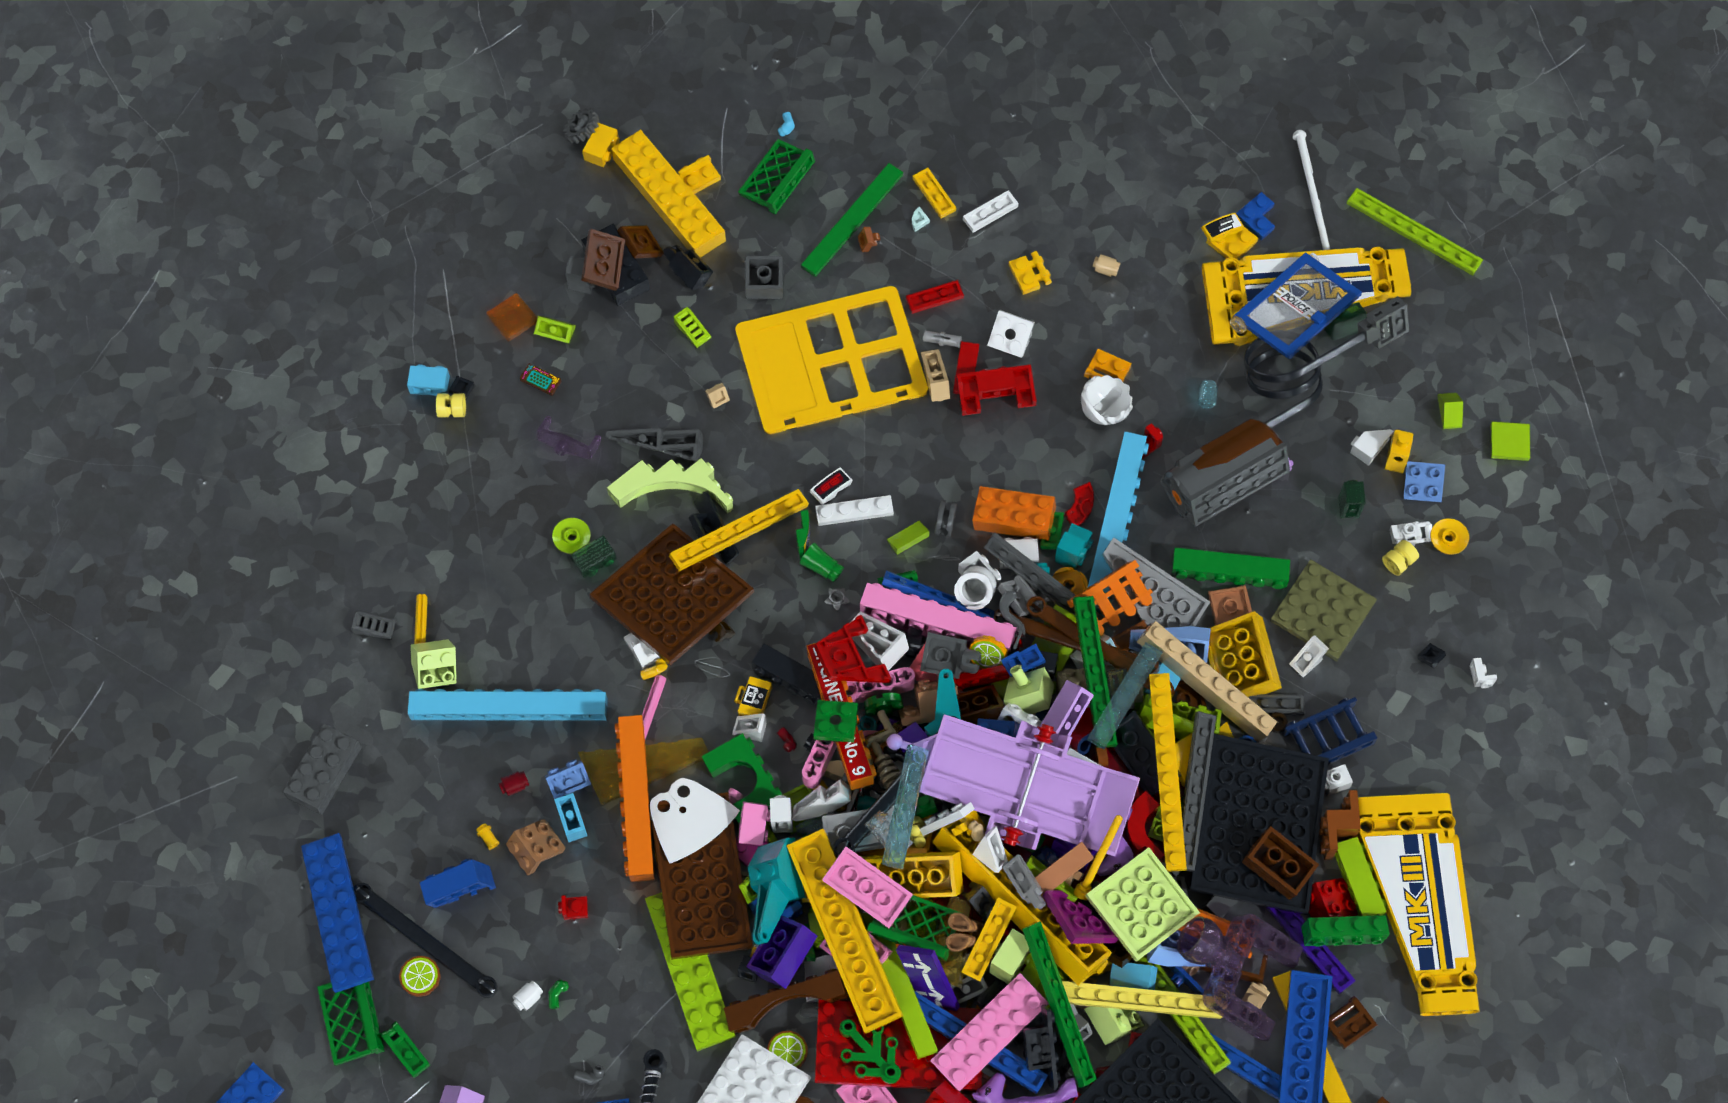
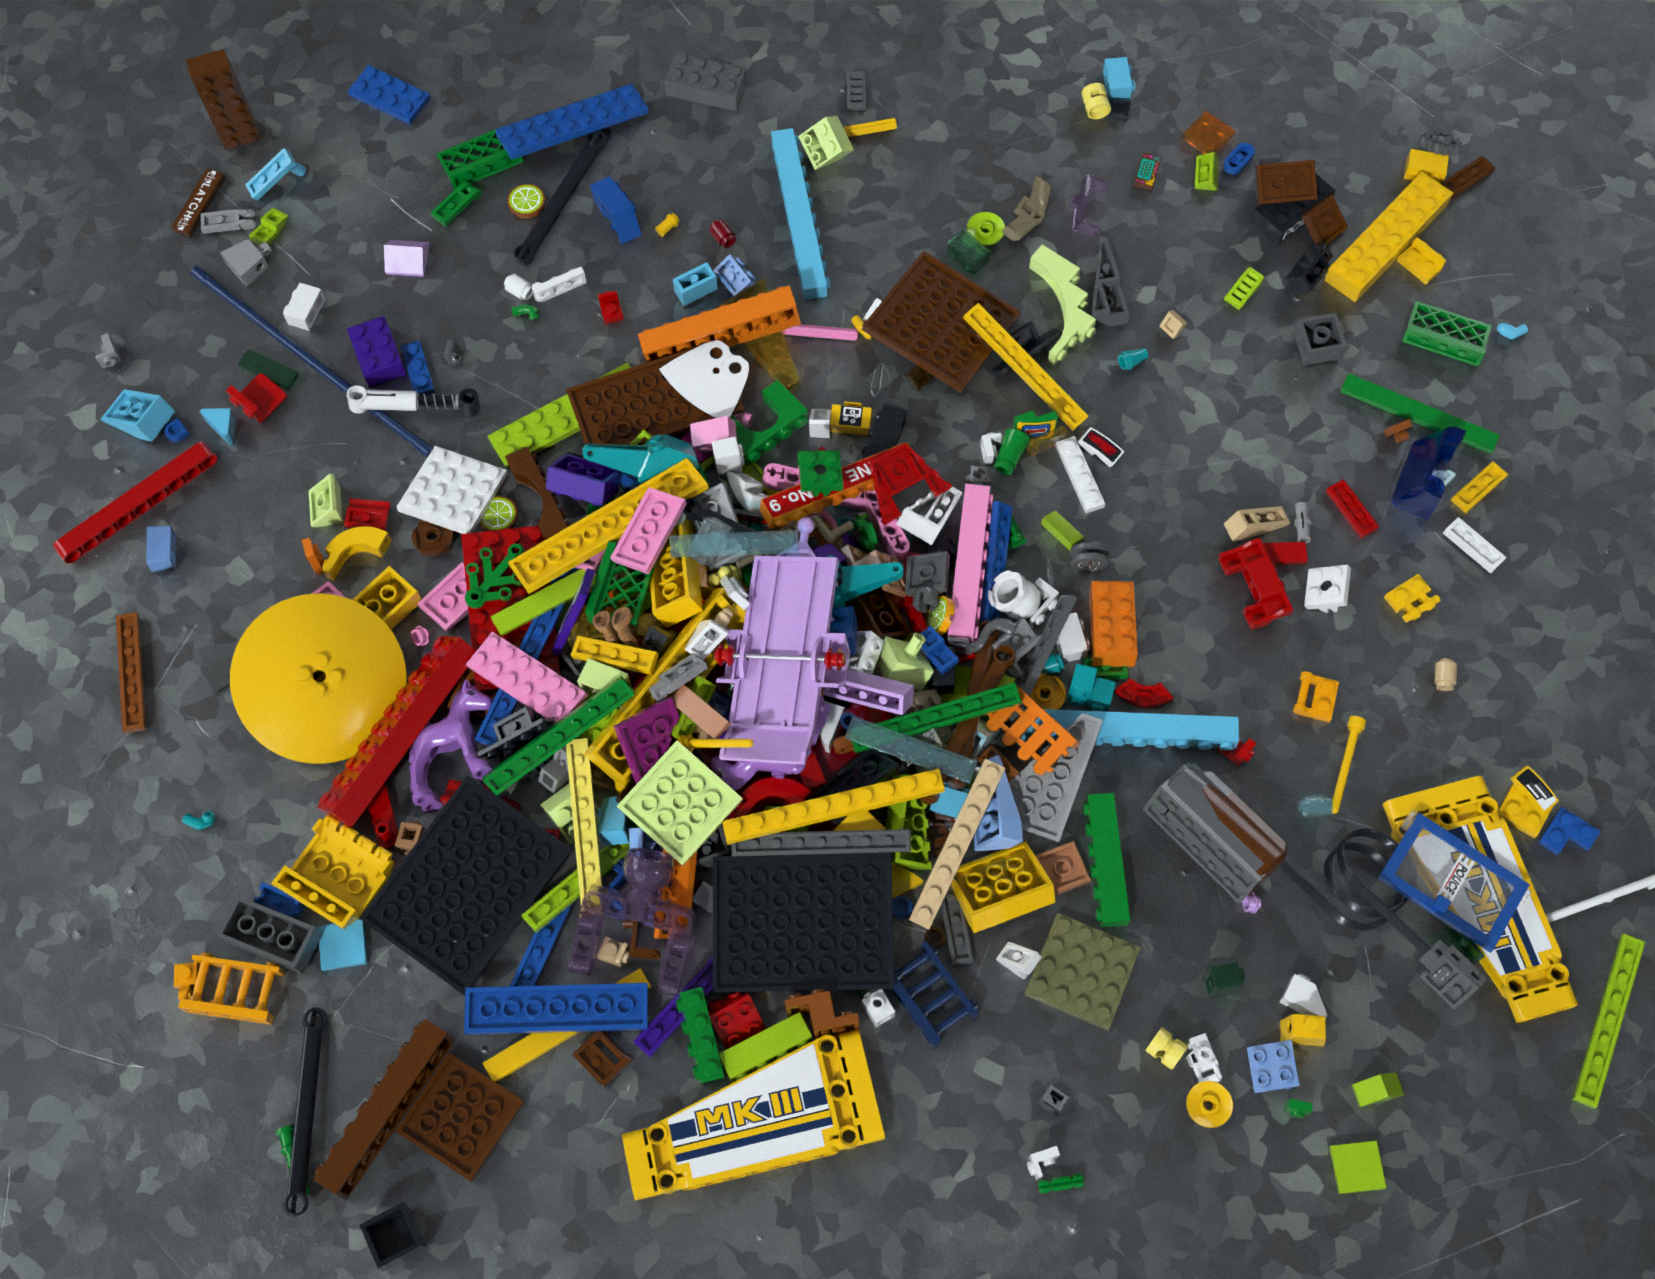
camera: 80 degrees right, 0 degrees up
(534, 844) = (665, 263): medium nougat bracket -> none
(534, 955) = (558, 285): none -> white plate
(549, 298) = (1237, 159): none -> blue plate
(560, 492) = (1029, 210): none -> dark tan plate
(617, 115) = (1468, 176): none -> reddish brown tile
(745, 441) = (1131, 358): none -> teal cone
(787, 369) = (1228, 383): yellow door -> none
(813, 582) = (988, 446): none -> white bracket
(816, 529) = (1046, 441): none -> clear yellow tile
(916, 232) = (1417, 488): none -> clear blue windscreen
(1106, 400) = (1273, 693): white piece -> none
(1141, 346) = (1356, 726): none -> yellow piece
(1280, 863) = (755, 945): reddish brown brick -> none
(1460, 472) = (1298, 1108): none -> green plate
(1499, 664) = (1060, 1183): none -> green axle

